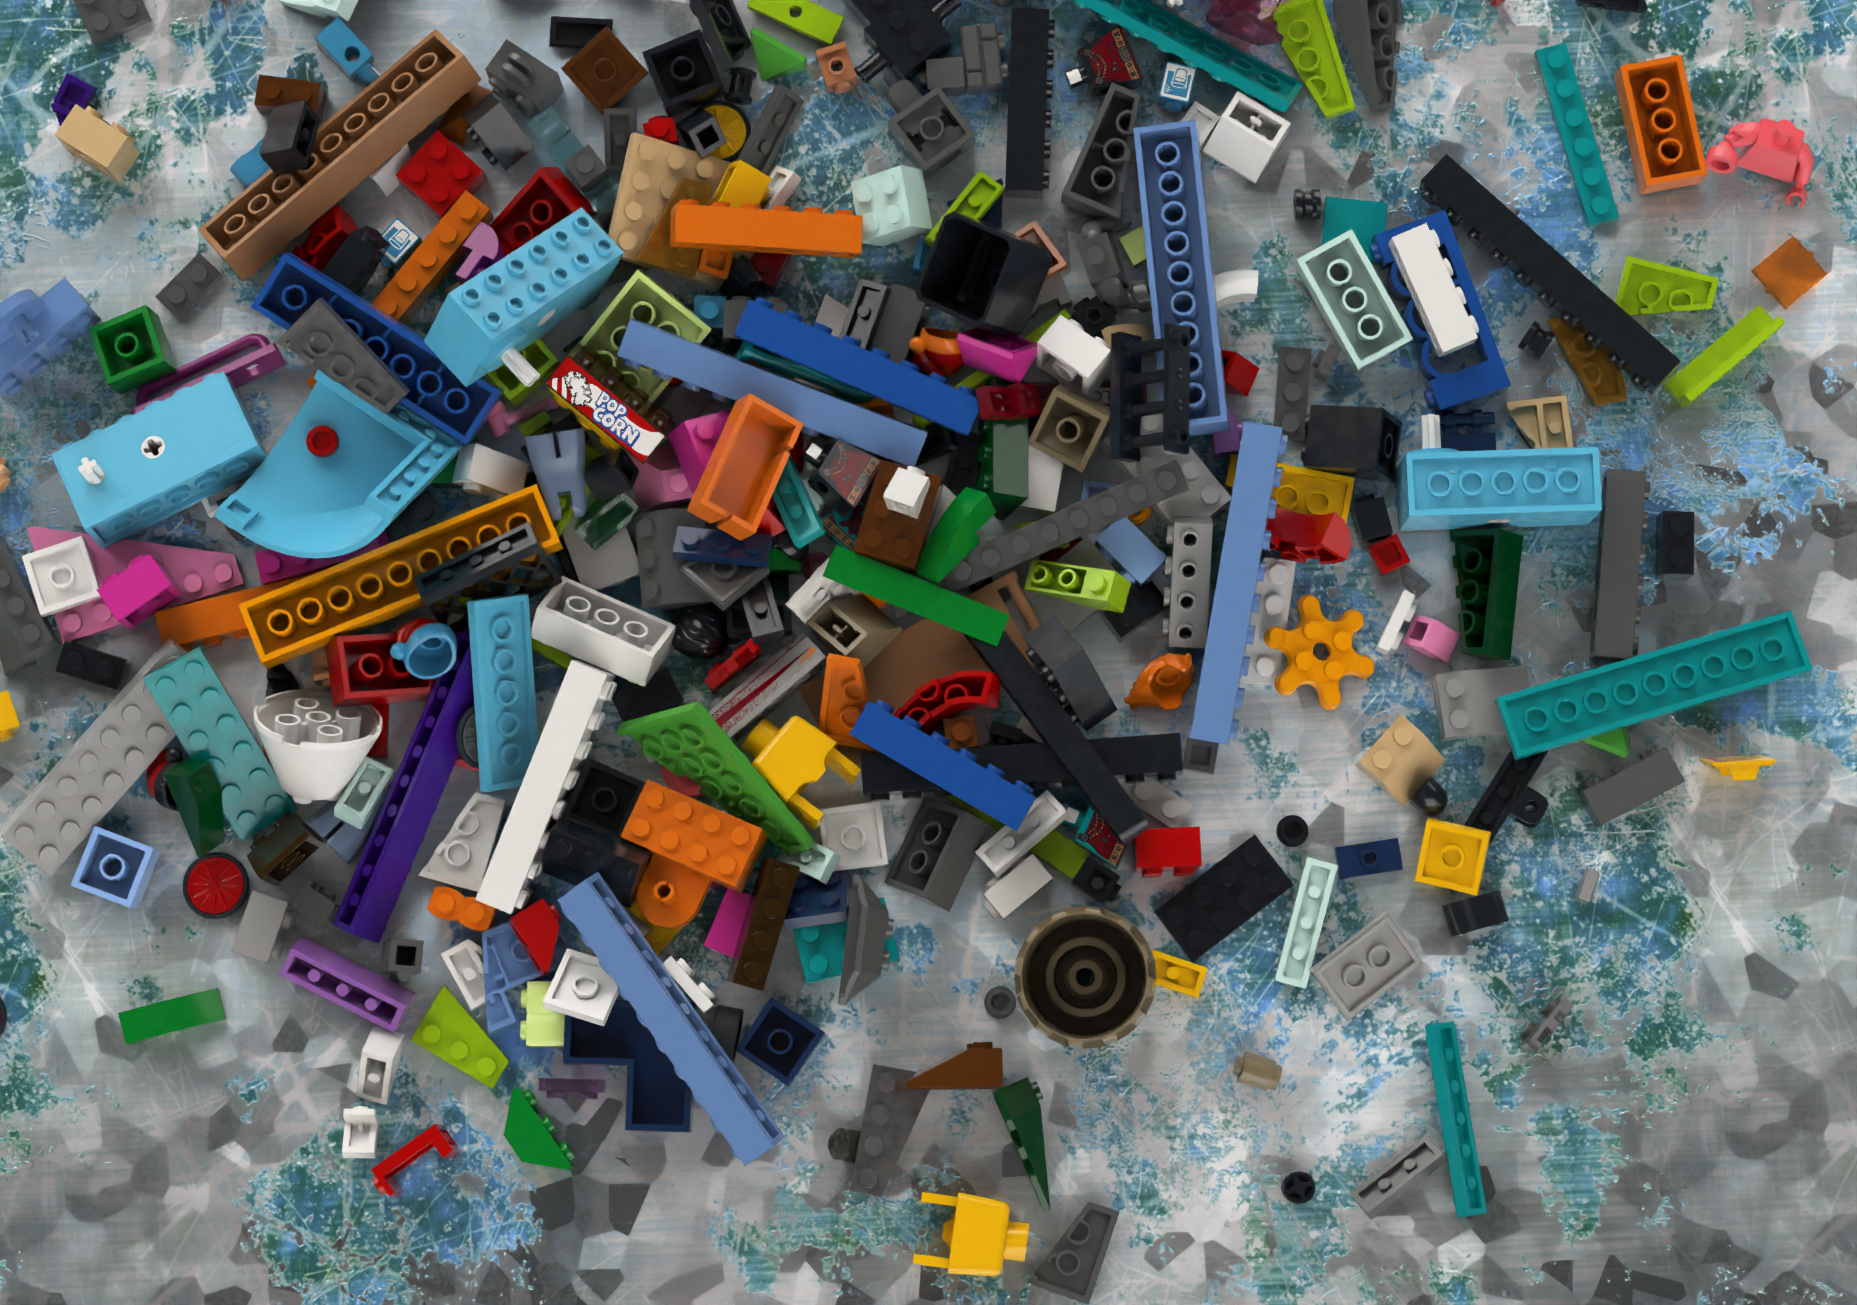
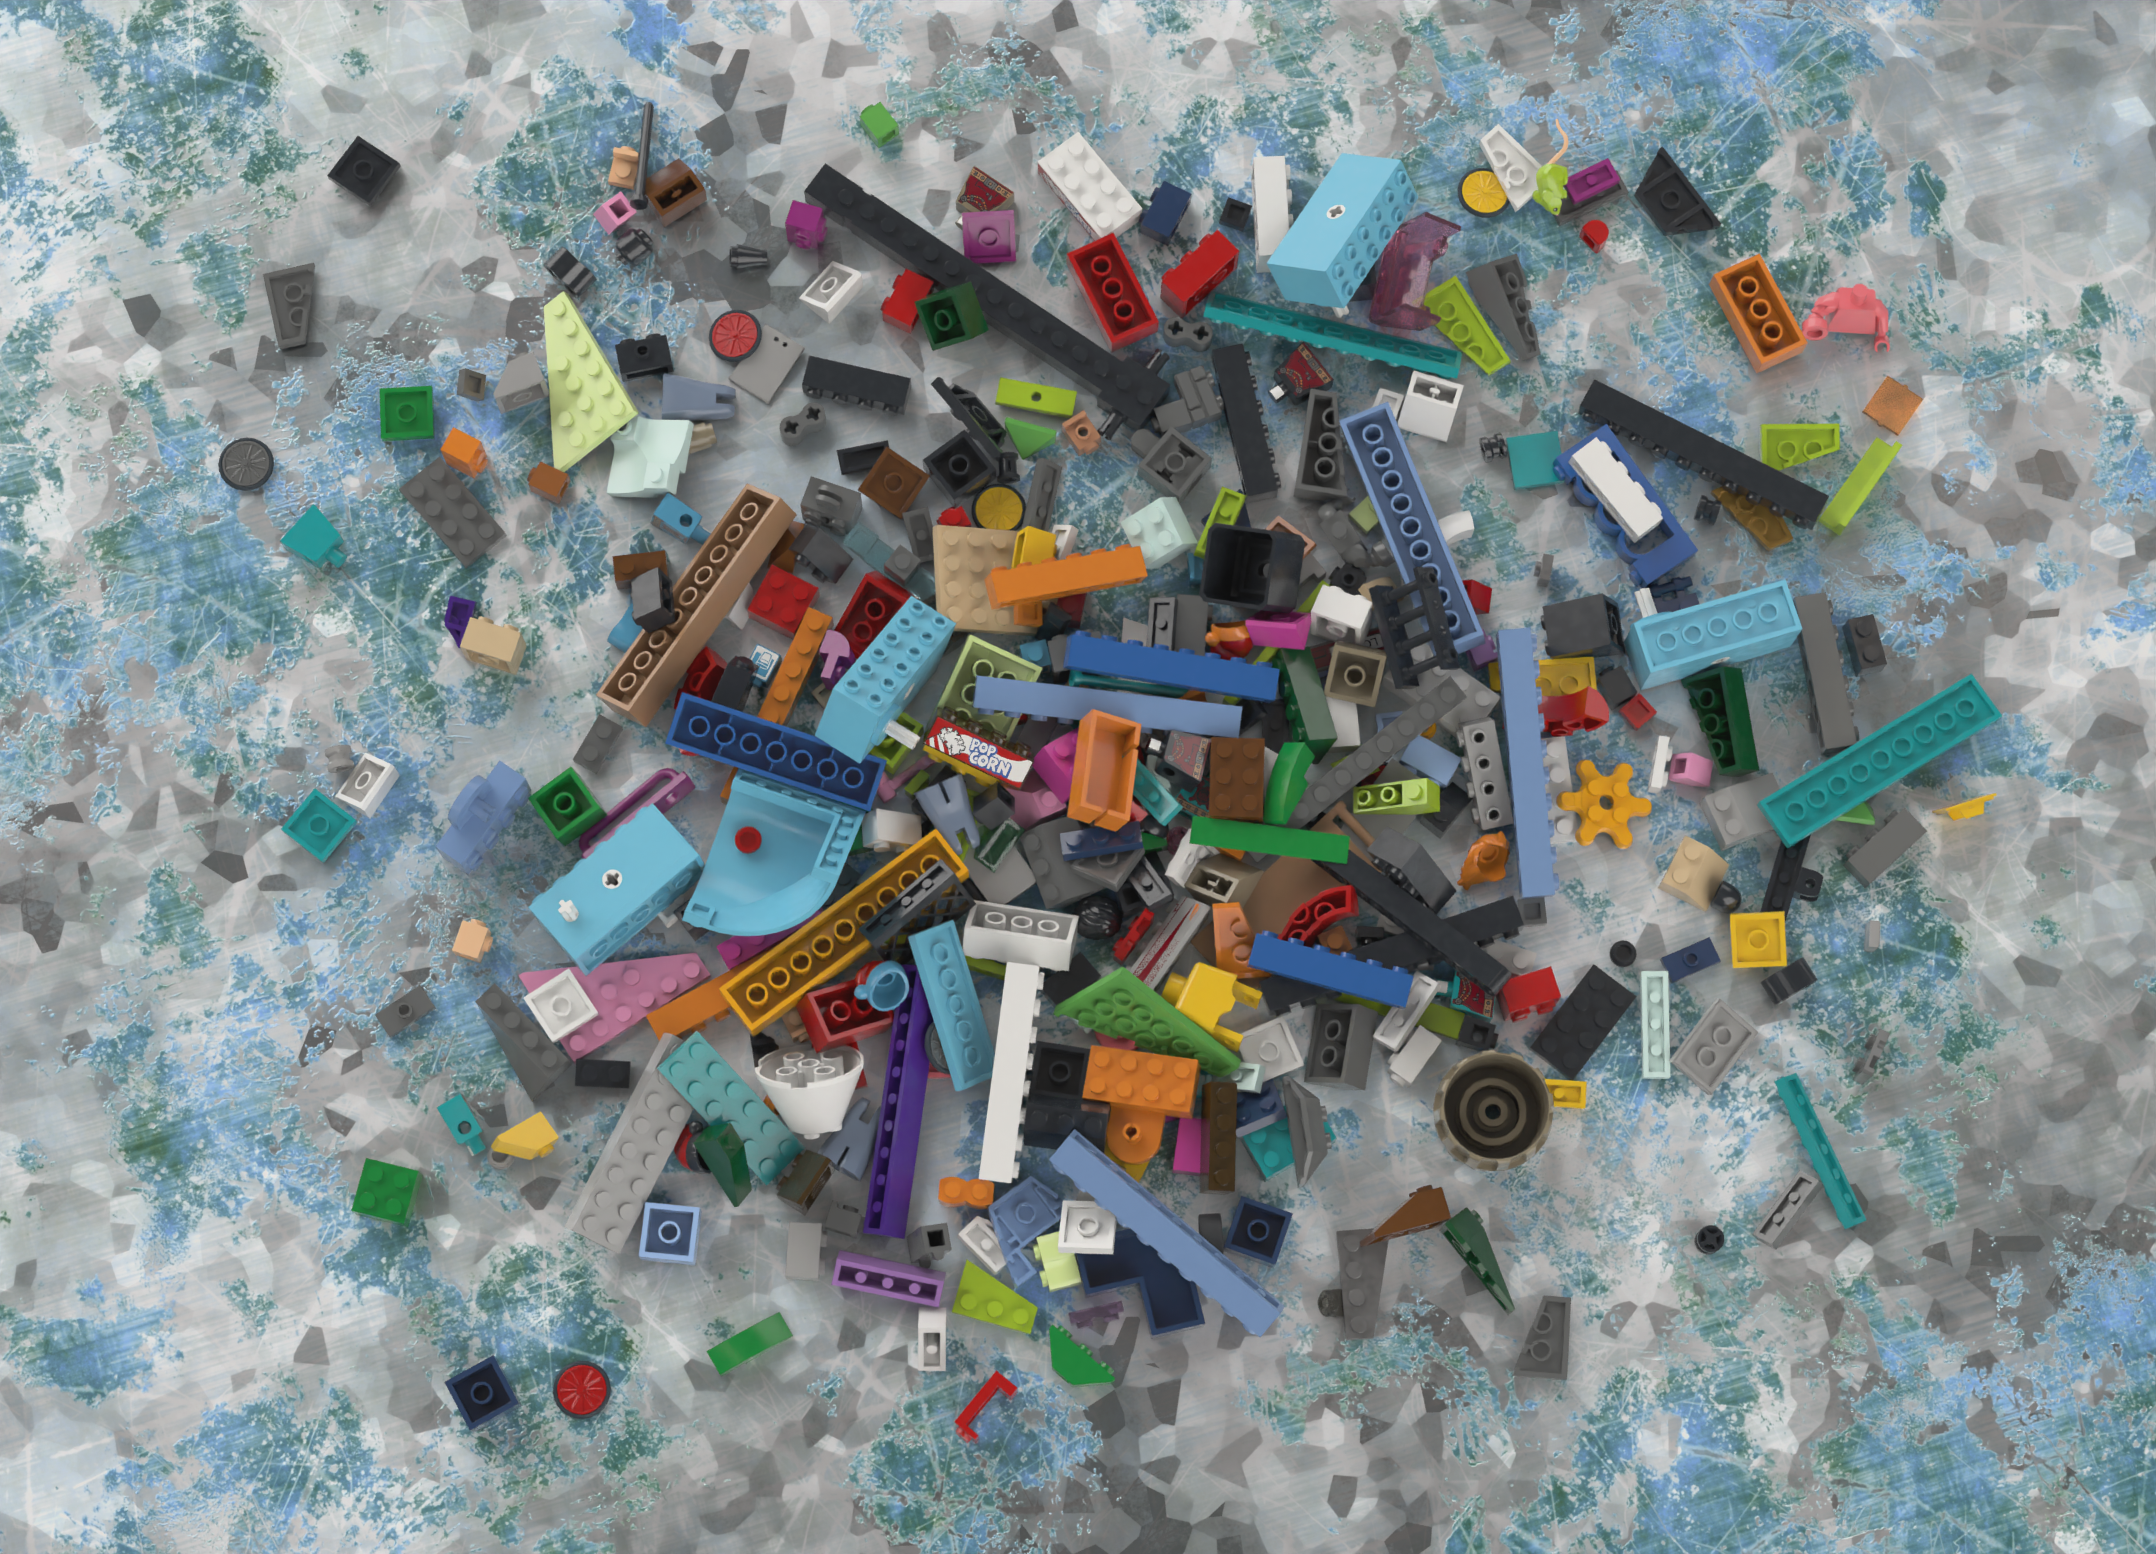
camera: 20 degrees left, 5 degrees down
(139, 591) = (630, 1000): dark pink brick -> none
(216, 885) = (755, 1228): red wheel -> none
(333, 347) = (746, 760): flat silver wing -> none
(360, 1132) = (931, 1398): white bracket -> none
(363, 792) = (859, 1118): light aqua slope -> none
(468, 847) = (955, 1141): white wing -> none
(537, 932) = (1035, 1195): red slope -> none
(568, 333) = (924, 700): light grey leg -> none
(657, 248) = (981, 614): pearl gold wing -> none
(698, 993) = (1181, 1208): white plate -> none
(701, 132) = (988, 512): black brick -> none
(907, 491) = (1242, 756): white slope -> none
(977, 1236) = (1461, 1346): yellow piece -> none
(1000, 992) = (1429, 1146): dark grey plate -> none
(1008, 402) = (1300, 666): dark red slope -> none
(1176, 87) = (1361, 380): dark azure brick -> none
(1257, 1071) = (1649, 1155): dark tan brick -> none
(1292, 392) = (1522, 598): dark grey plate -> none
(1353, 300) = (1552, 515): light aqua brick -> none
(1543, 421) = (1730, 573): tan wing -> none
(1576, 135) = (1692, 339): teal plate -> none

